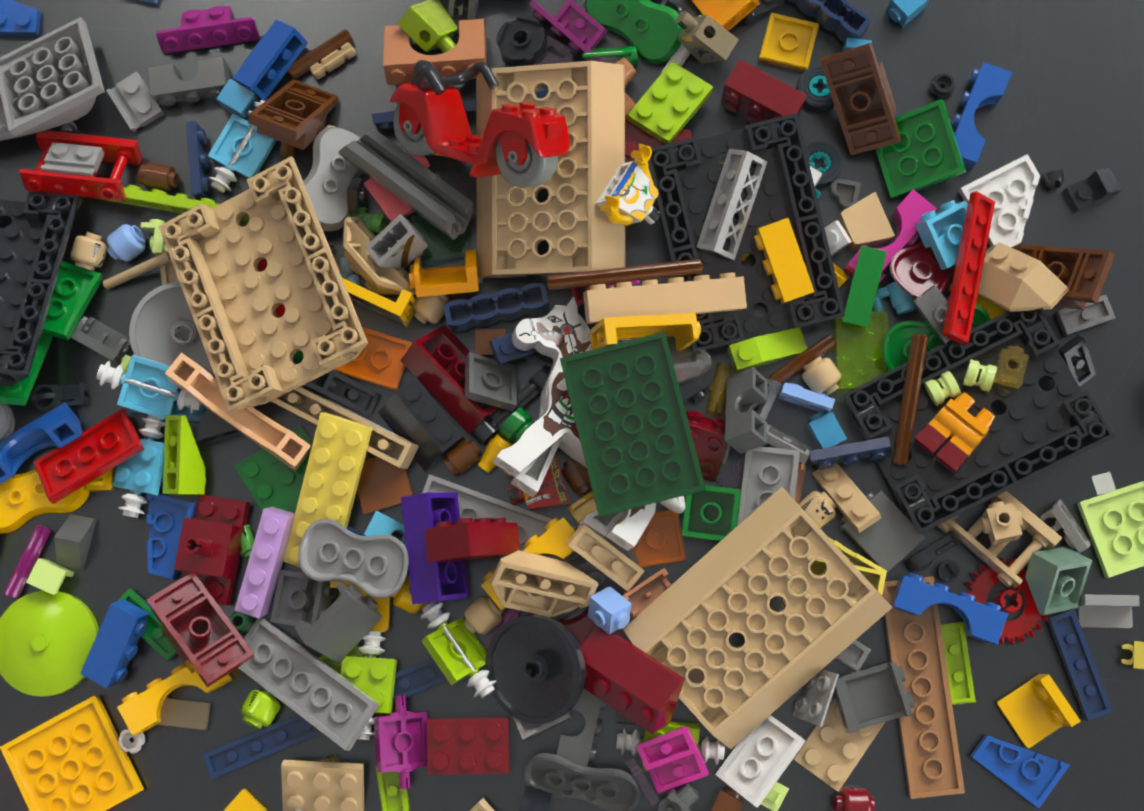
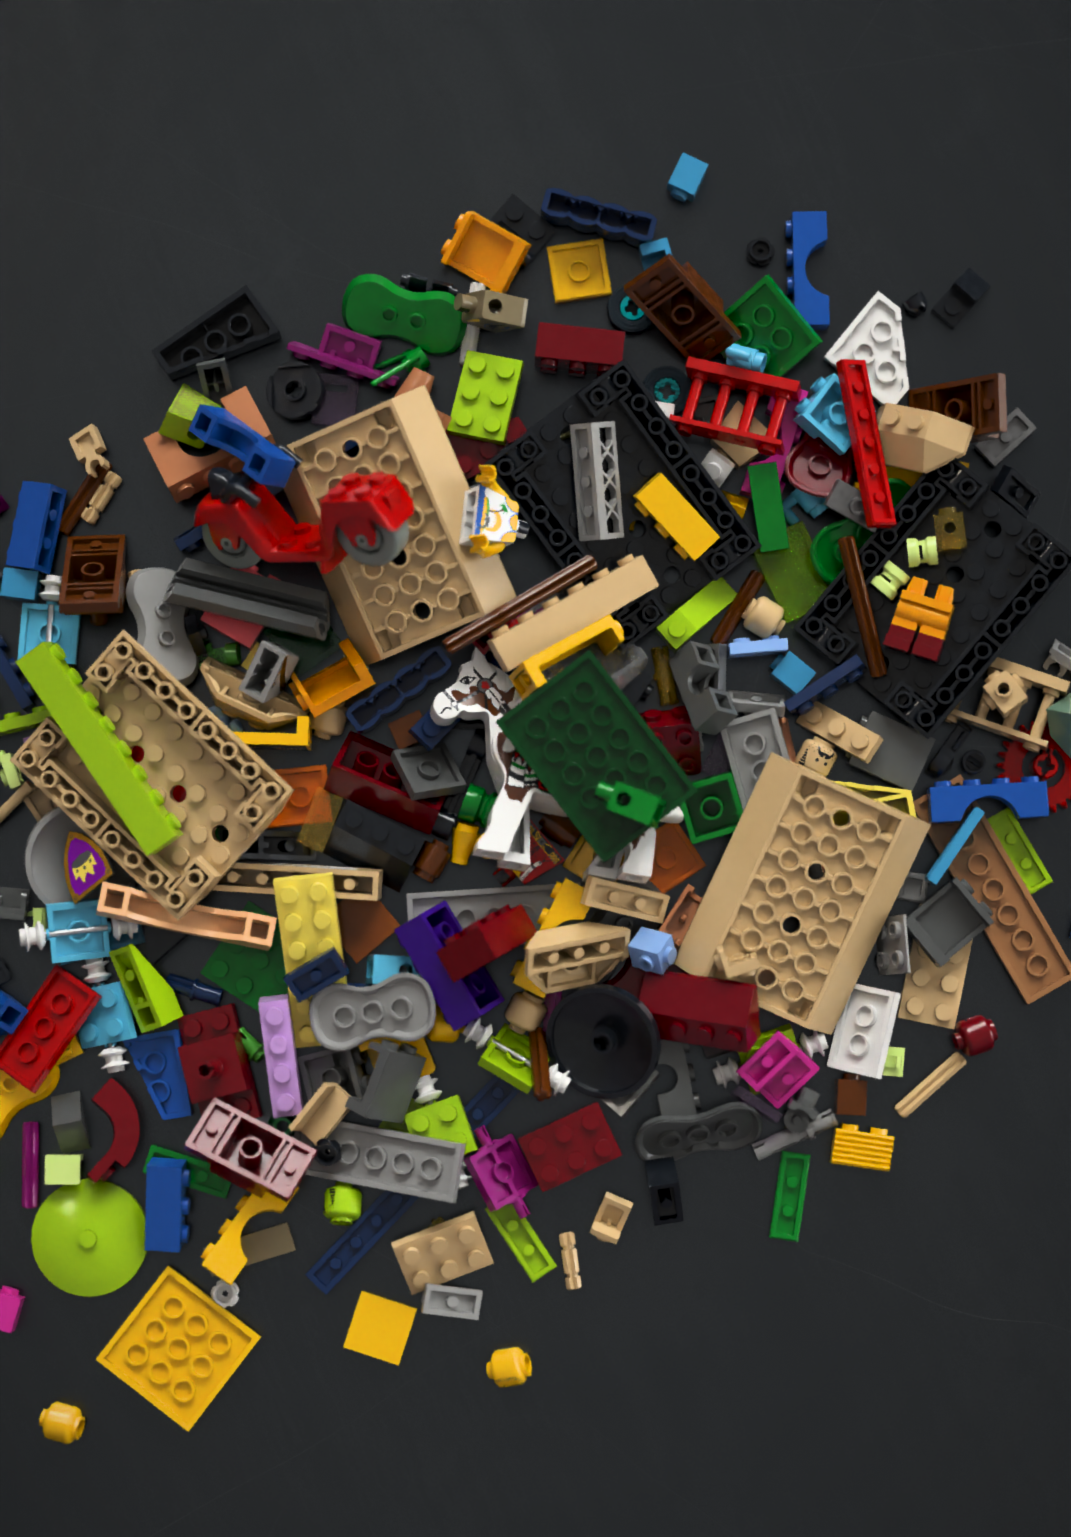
camera: 35 degrees left, 5 degrees up
(115, 564) = (123, 1115): none -> dark red arch
(178, 337) = (84, 865): none -> shield
(224, 478) = (195, 989): none -> dark blue axle
(231, 245) = (99, 747): none -> lime brick
(259, 661) = (324, 1158): none -> black plate
(275, 624) = (322, 1112): none -> tan panel
(321, 506) = (316, 974): none -> dark blue plate
(339, 17) = (88, 449): none -> tan plate
(384, 383) = (319, 820): none -> clear yellow panel
(462, 63) = (261, 458): none -> blue arch
(472, 665) = (539, 1064): none -> reddish brown axle
(651, 480) = (642, 806): none -> green torso
(679, 657) = (741, 966): none -> tan bracket
(879, 171) = (728, 379): none -> red fence
(895, 160) = (745, 358): none -> medium azure piece
(904, 634) = (954, 846): none -> dark azure tile

